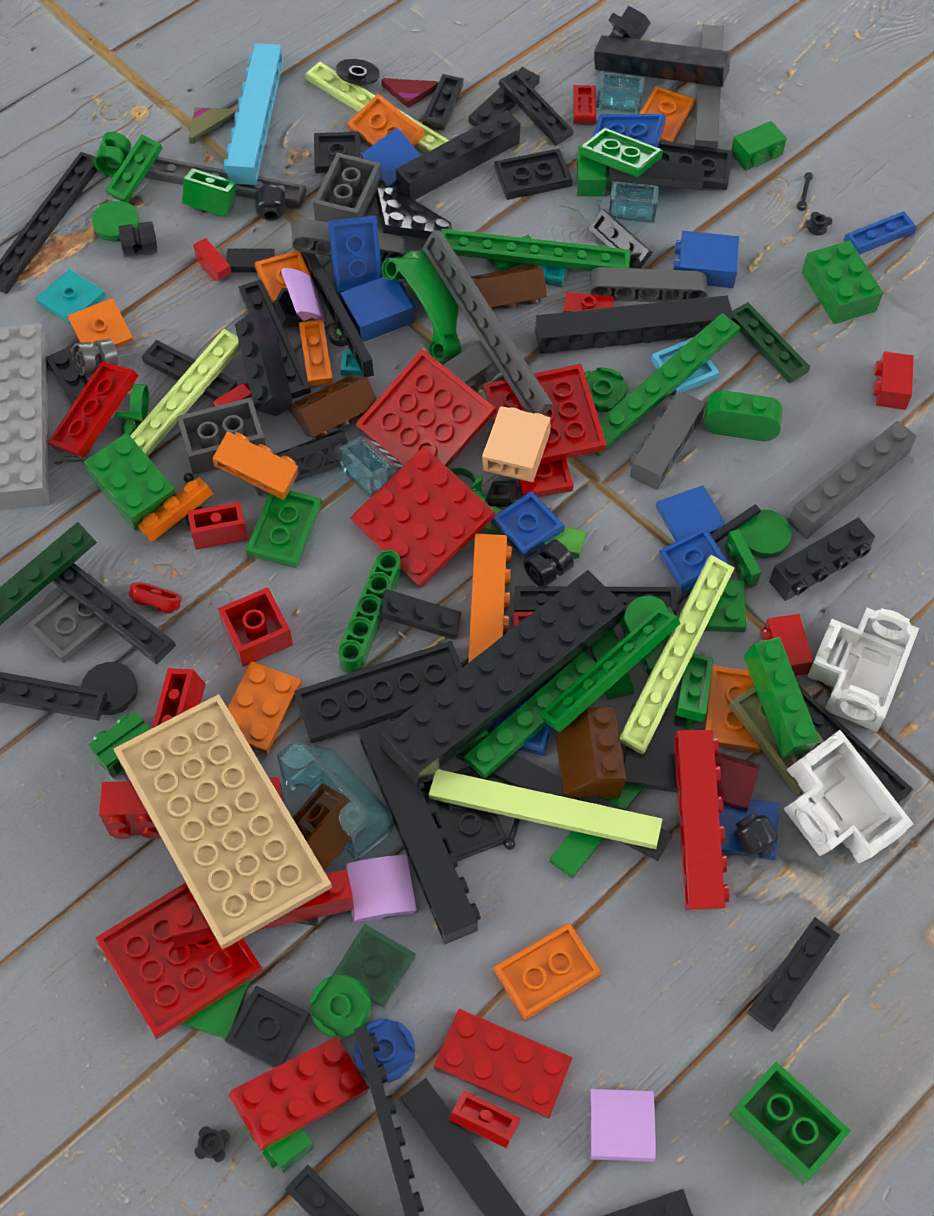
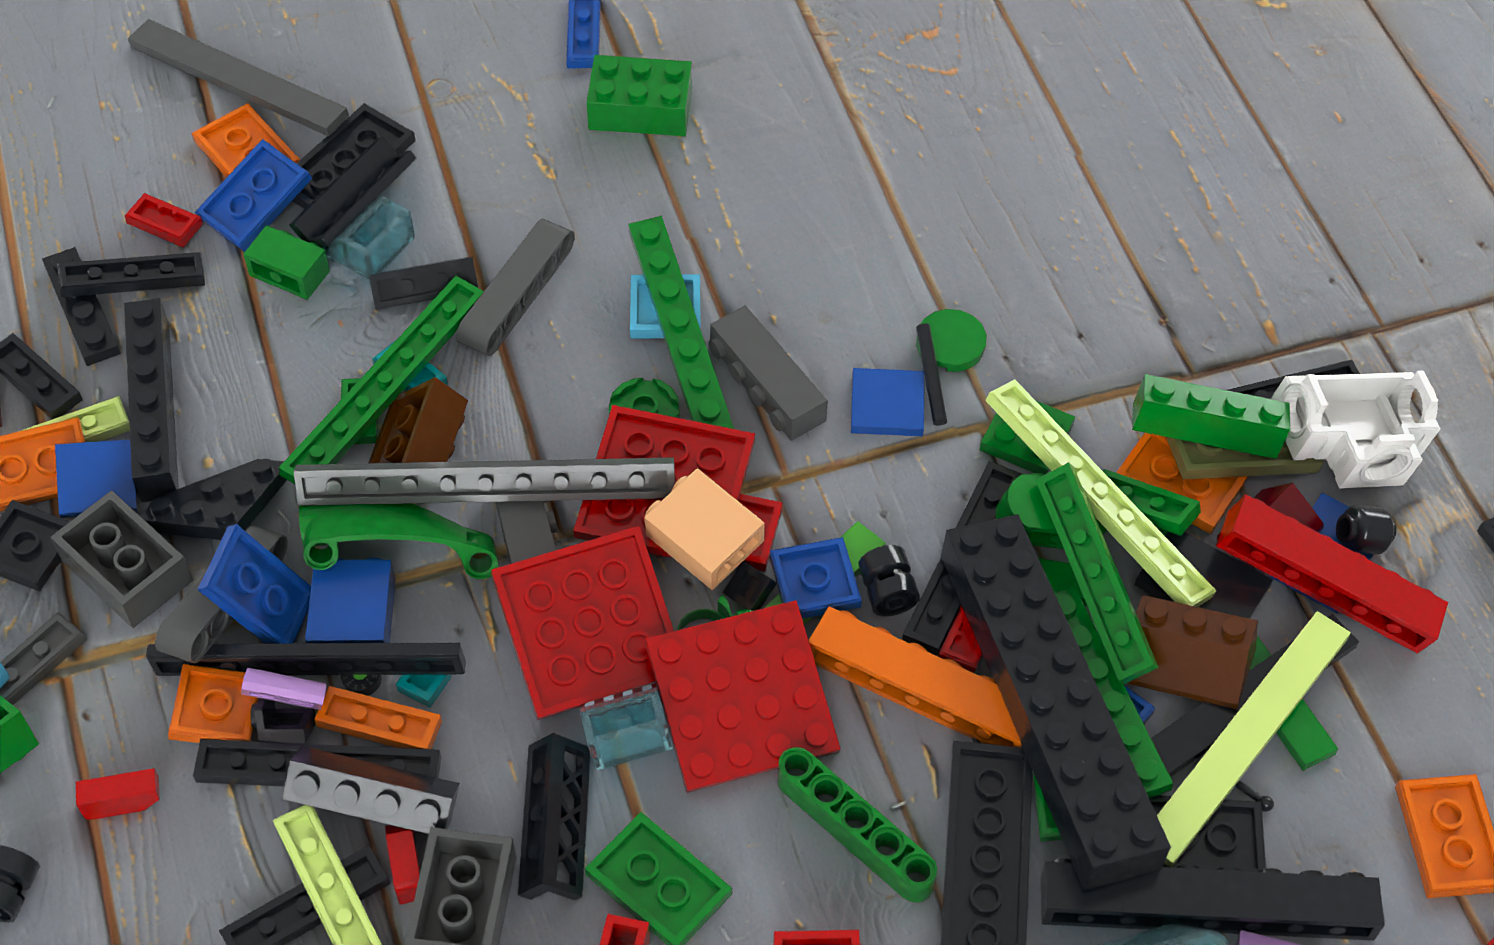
camera: 65 degrees left, 5 degrees down
(244, 258) = (143, 742): black tile -> none
(256, 464) = (558, 865): orange brick -> none
(270, 202) = (63, 668): black head -> none
(333, 405) = (486, 732): reddish brown slope -> none
(419, 614) = (894, 763): black plate -> none
(533, 174) = (237, 331): black tile -> none
(581, 301) = (503, 366): red plate -> none
(620, 92) = (178, 169): clear light blue slope -> none
(621, 152) = (297, 211): green tile -> none
(628, 324) = (567, 334): black brick -> none
(630, 25) = (73, 111): black brick -> none
(662, 60) = (164, 104): black brick -> none
(688, 556) = (959, 424): blue tile -> none
(710, 254) = (514, 203): blue brick -> none
(743, 415) = (782, 278): green brick -> none
(746, 566) = (978, 374): green plate -> none
(758, 145) = (374, 74): green brick -> none
(770, 343) = (682, 206): dark green plate -> none
(794, 641) = (1114, 384): red brick -> none
(802, 204) = (489, 80): black hinge -> none
(818, 223) = (532, 78): black plate -> none
(822, 559) = (1023, 300): black brick -> none
(851, 479) = (928, 220): dark grey brick -> none
(863, 665) = (1186, 324): white piece -> none
(893, 380) = (810, 116): red brick -> none

